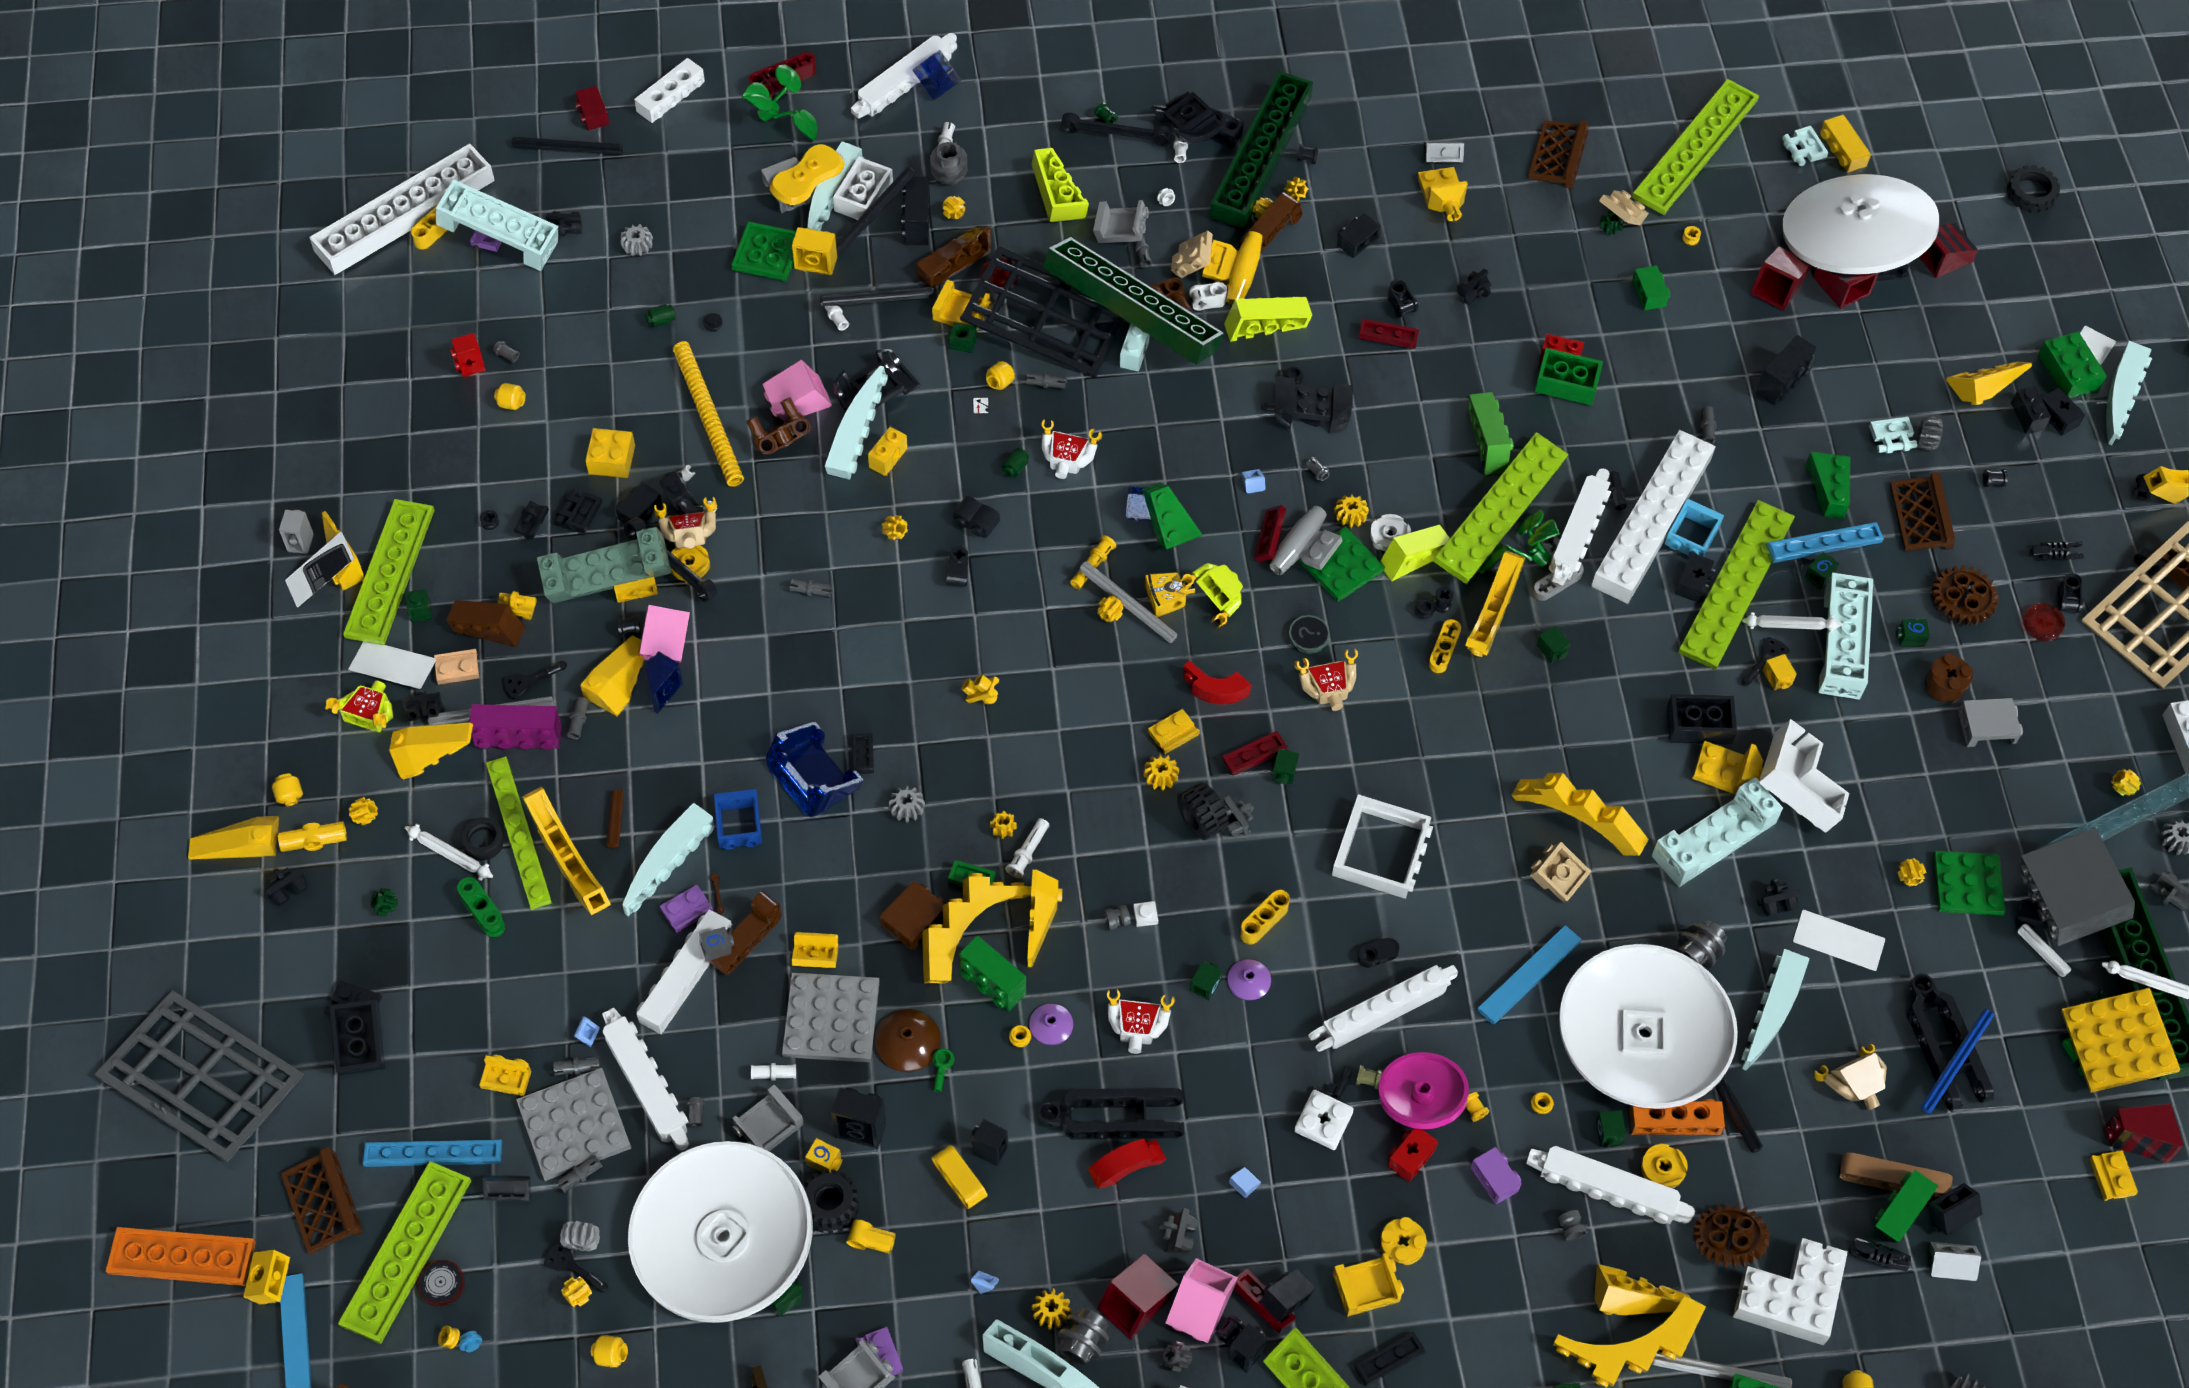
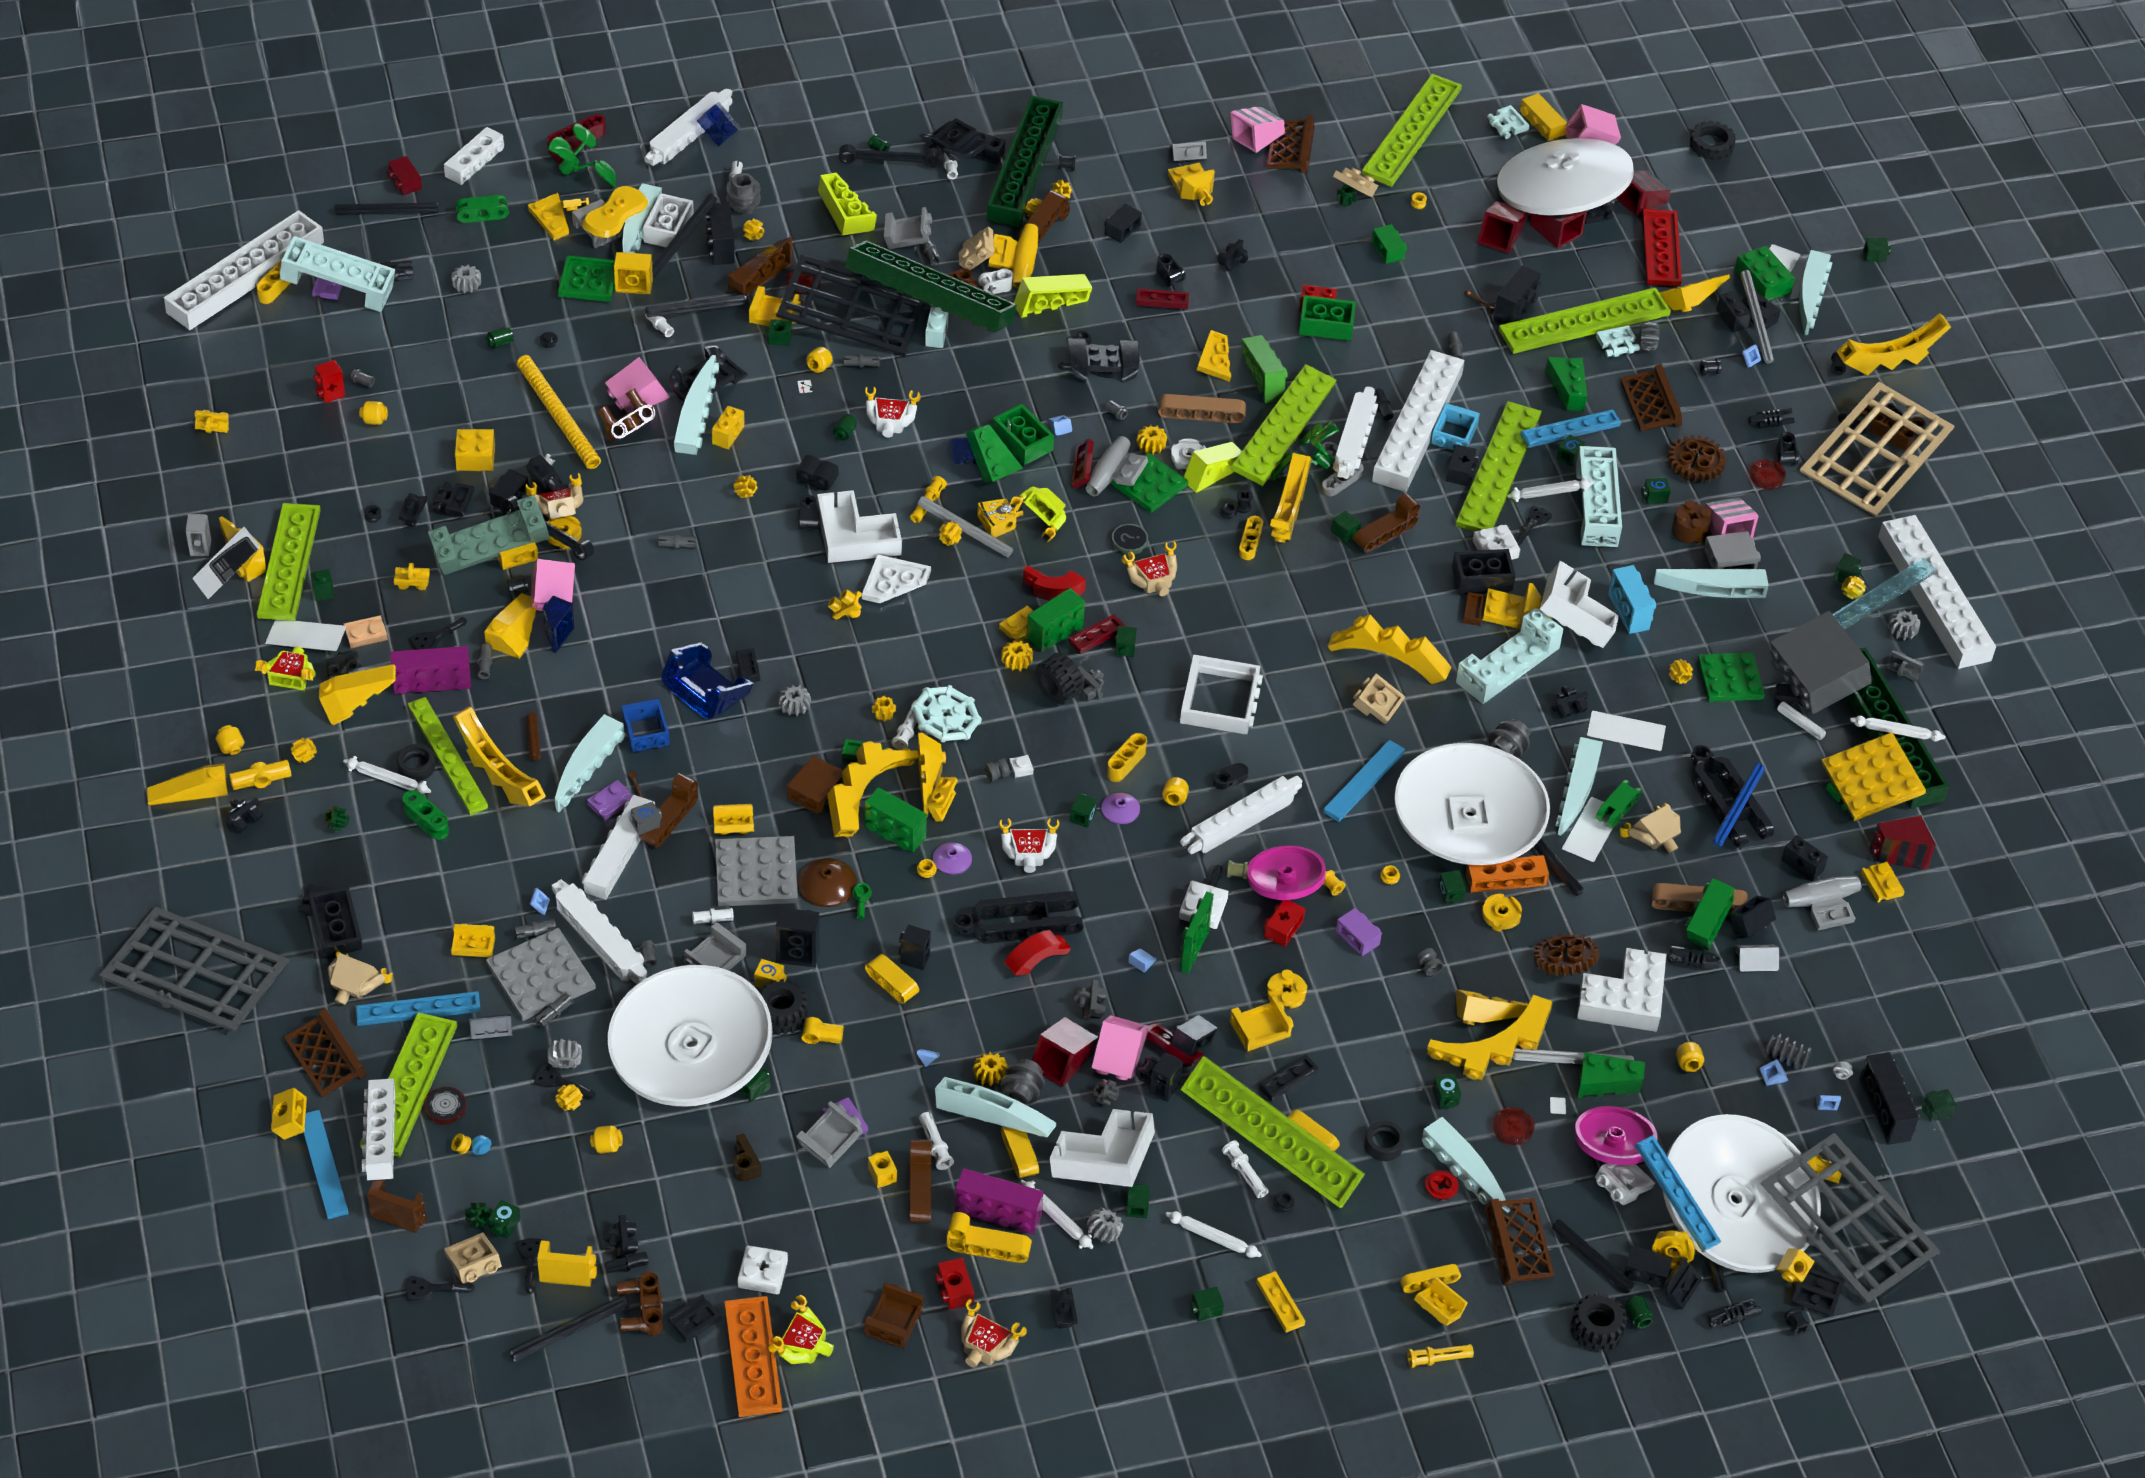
camera: 10 degrees left, 10 degrees down
(180, 1256) = (206, 1108): orange plate -> none
(337, 390) = (212, 421): none -> yellow hips
(348, 1372) = (380, 1129): none -> white brick
(367, 1109) = (354, 977): none -> tan torso
(486, 621) = (387, 591): reddish brown wedge -> none
(667, 155) = (481, 208): none -> green piece
(739, 169) = (550, 216): none -> yellow wing
(762, 160) = (573, 204): none -> yellow plate
(1003, 603) = (855, 537): none -> white piece
(1039, 658) = (893, 578): none -> white plate
(1049, 948) = (942, 797): none -> yellow bracket
(1073, 828) = (940, 725): none -> light aqua plate
(1166, 197) = (944, 206): white plate -> none
(1209, 491) = (1023, 434): none -> green brick
(1210, 734) = (1055, 620): none -> green brick
(1310, 1159) = (1197, 932): none -> green plate
(1313, 967) = (1175, 791): none -> yellow head
(1413, 476) = (1202, 408): none -> medium nougat beam
(1437, 412) = (1214, 358): none -> yellow wing
(1522, 130) = (1256, 127): none -> bright pink slope
(1602, 648) = (1389, 526): none -> reddish brown beam
(1611, 1184) = (1458, 928): white hinge -> none
(1684, 763) = (1474, 609): none -> reddish brown tile
(1712, 676) = (1496, 538): none -> white brick
(1755, 376) = (1491, 307): none -> reddish brown hinge
(1779, 672) = (1545, 531): yellow brick -> none
(1783, 1066) = (1588, 833): none -> white sticker
(1818, 1038) = (1618, 803): none -> green piece
(1858, 404) = (1584, 320): none -> lime plate
(1867, 773) = (1631, 599): none -> medium azure brick
(1901, 161) = (1593, 124): none -> bright pink slope
(1958, 320) = (1661, 247): none -> red plate
(1967, 759) = (1715, 582): none -> light aqua slope
(1995, 677) = (1732, 517): none -> bright pink slope
(2025, 1136) = (1804, 858): none -> black brick
(2044, 468) = (1751, 355): none -> light blue slope
(2044, 1197) = (1825, 900): none -> light grey plate
(2057, 421) = (1757, 316): none -> light grey axle
(2122, 756) = (1847, 567): none -> clear green brick

